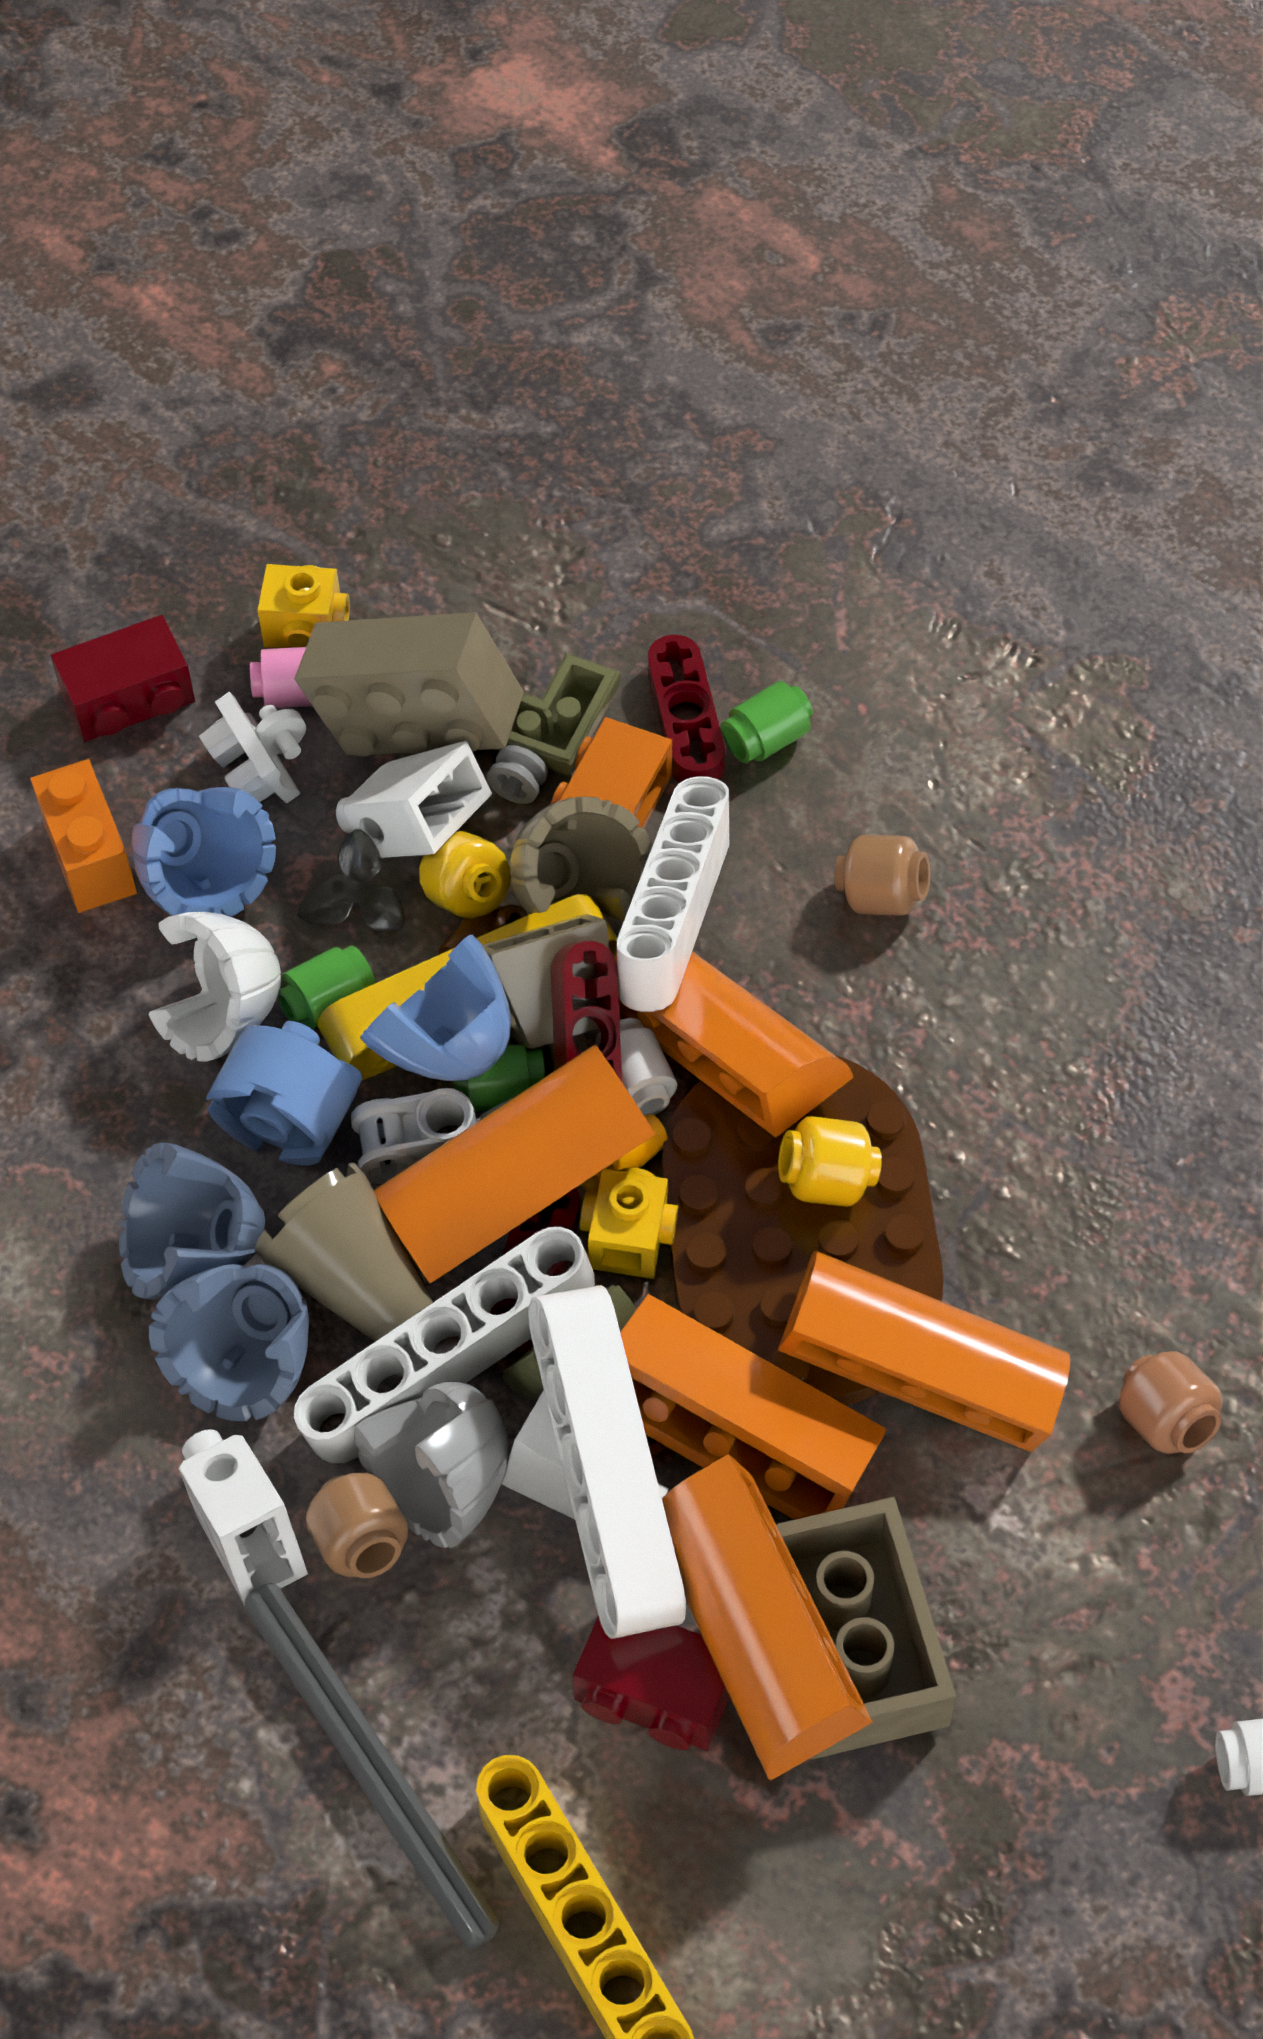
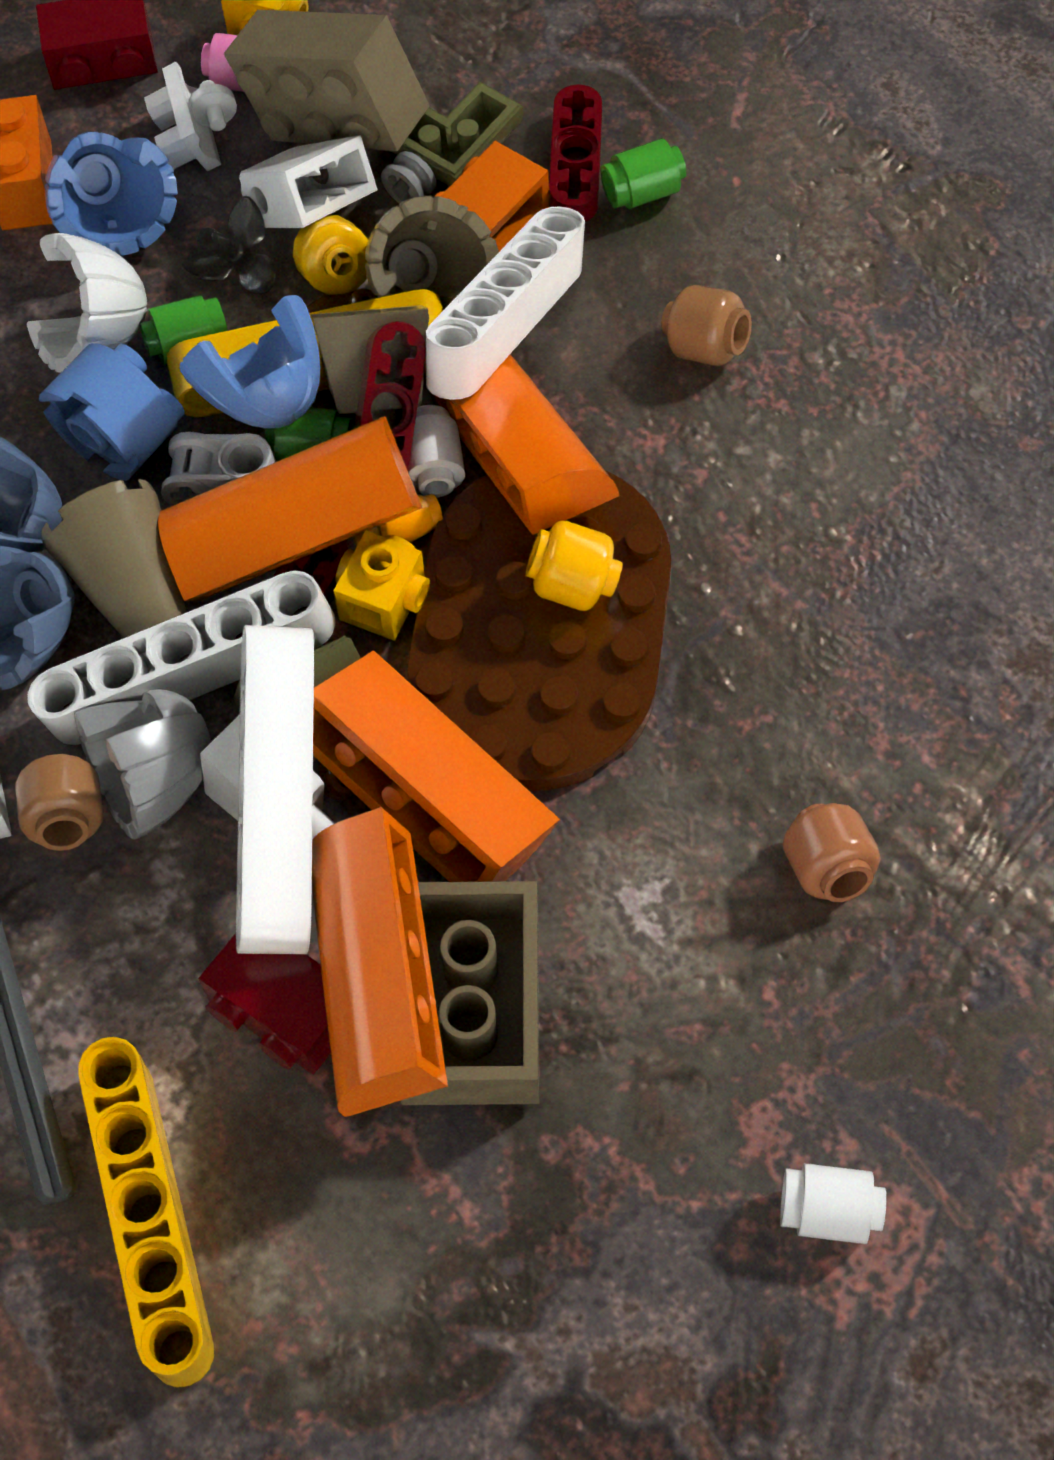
camera: 15 degrees right, 5 degrees up
(926, 1352) = (612, 755): orange brick -> none

